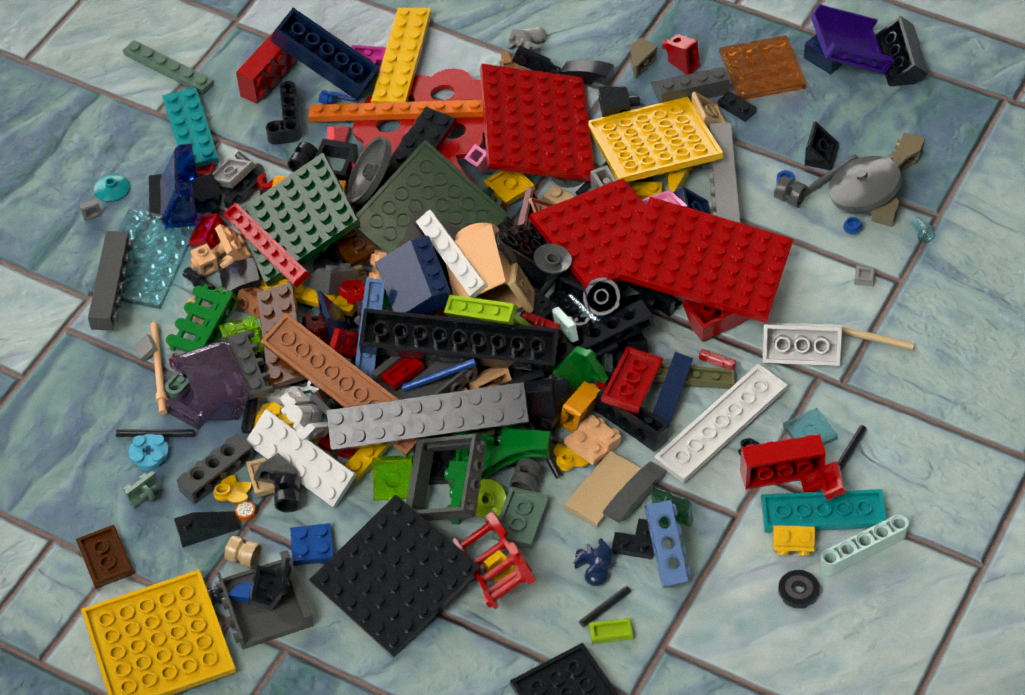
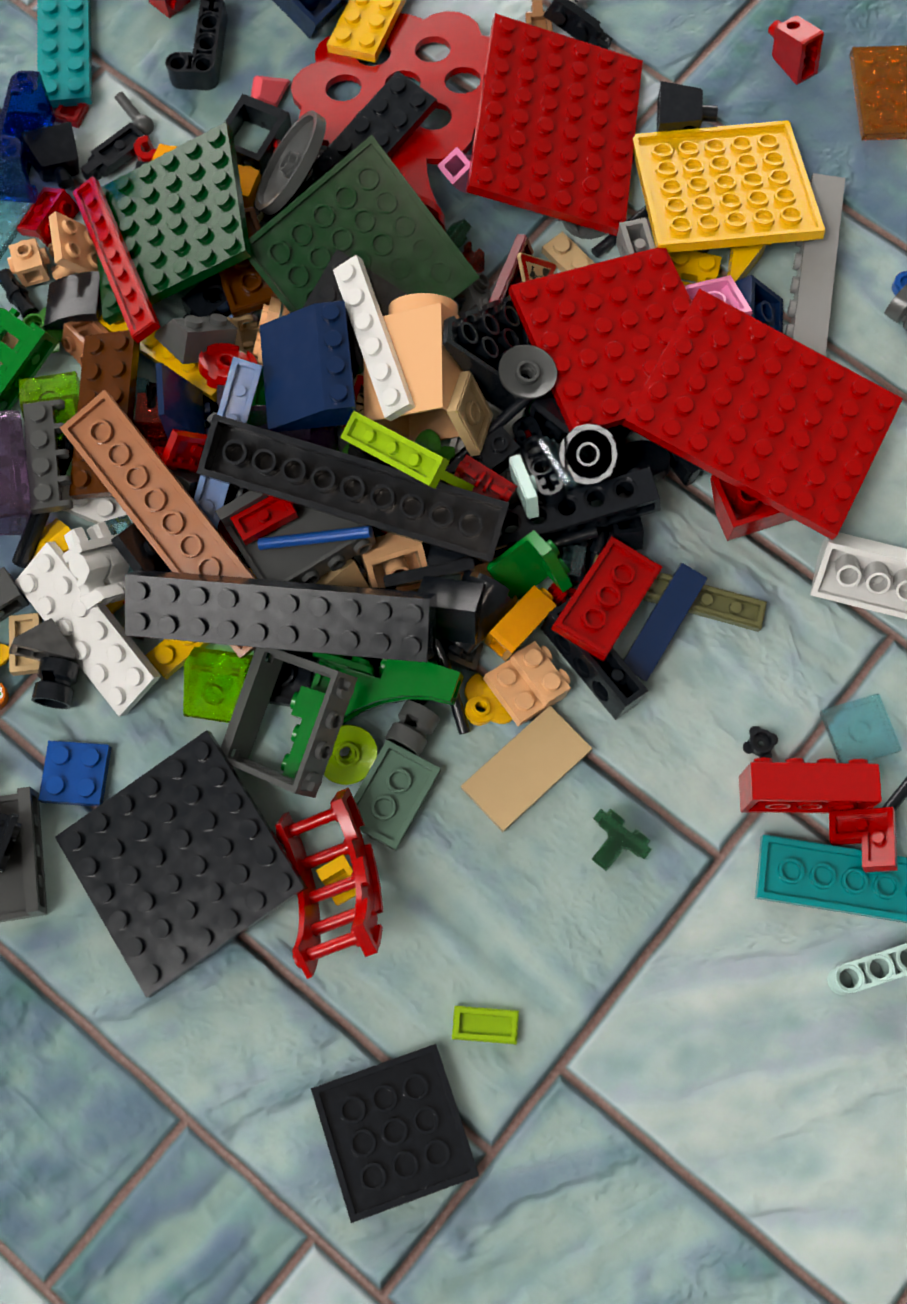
camera: 10 degrees right, 20 degrees up
(232, 172) = (102, 124): light grey plate -> none
(302, 155) = (210, 114): black wheel -> none
(328, 97) = (269, 30): blue plant -> none
(392, 110) = (356, 66): orange plate -> none
(508, 186) = (495, 223): yellow plate -> none
(590, 70) = (654, 51): black slope -> none
(598, 560) = (493, 900): dark blue animal -> none
(605, 606) = (485, 978): black bar -> none
(634, 491) = (570, 789): dark grey slope -> none
(634, 545) = (558, 879): black plate -> none
(642, 56) = (735, 40): dark tan slope -> none
(662, 554) = (593, 953): medium blue brick -> none
(707, 83) = (802, 103): dark grey slope -> none
(707, 109) = (814, 149): tan slope -> none
(717, 359) = (743, 577): red axle -> none
(720, 423) = (726, 691): white plate -> none
(737, 106) = (858, 149): black plate -> none
(793, 539) = (797, 928): yellow bracket -> none
(798, 578) = (807, 1013): black tile -> none

